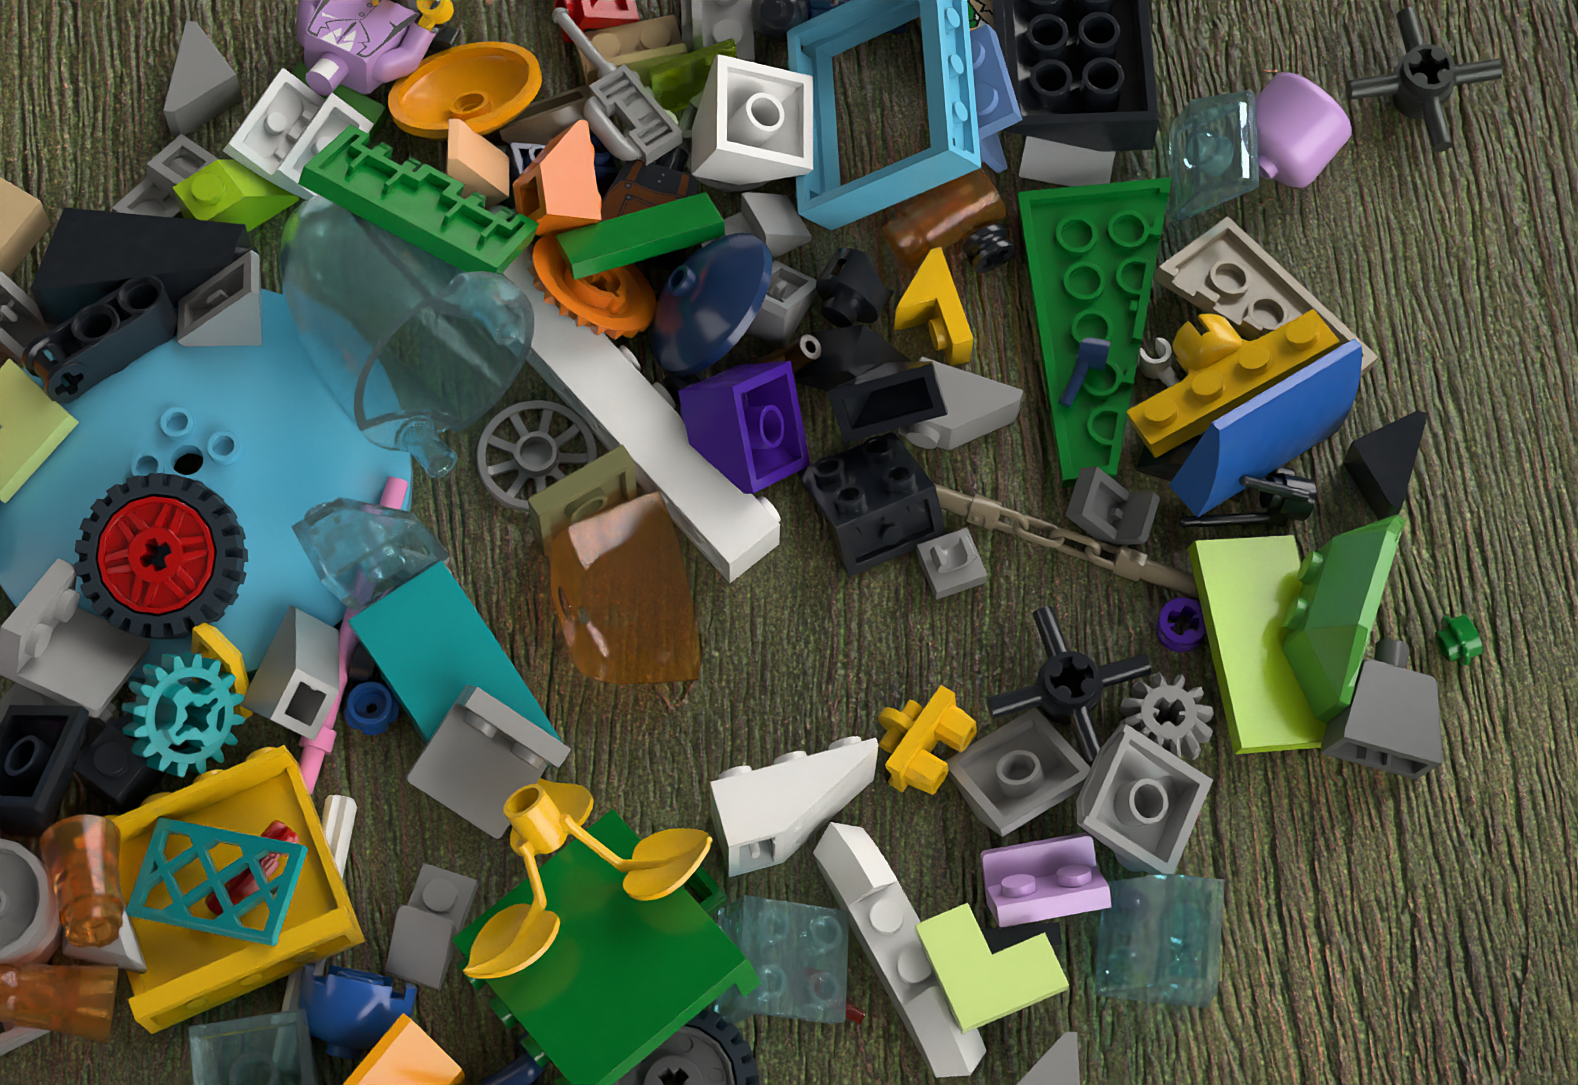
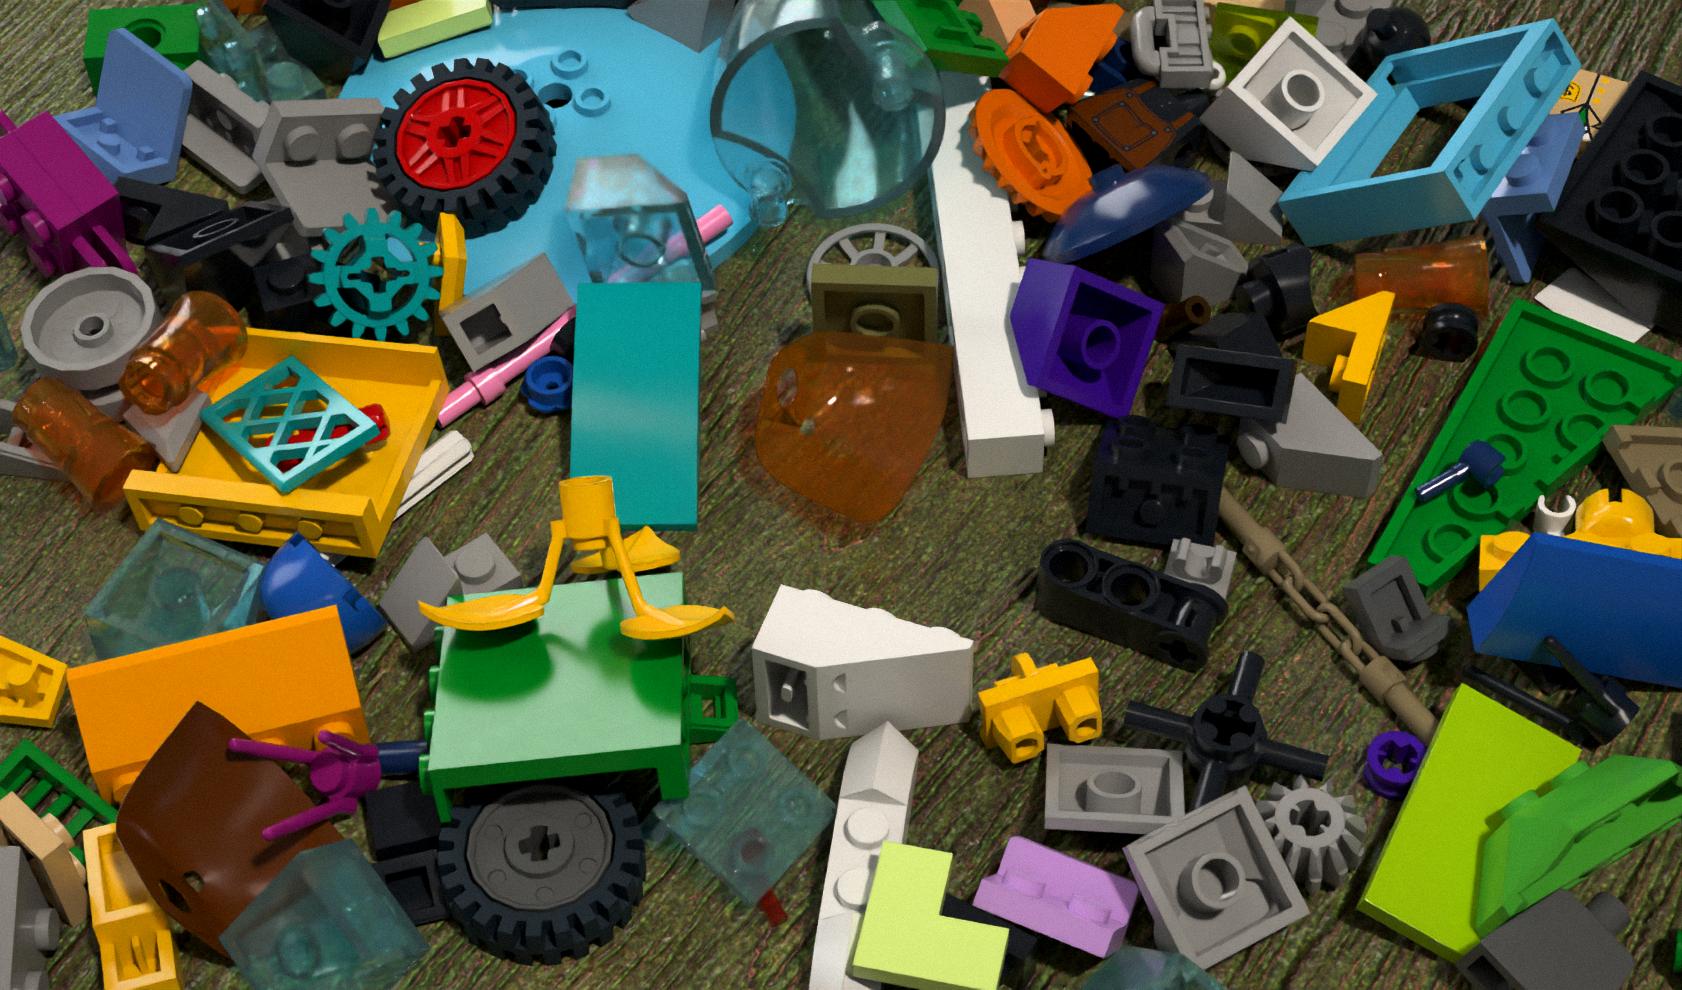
camera: 40 degrees right, 15 degrees down
(482, 758) = (614, 443): light grey bracket -> none
(640, 235) = (1101, 128): green tile -> none
(962, 608) = (1160, 601): none -> black piece

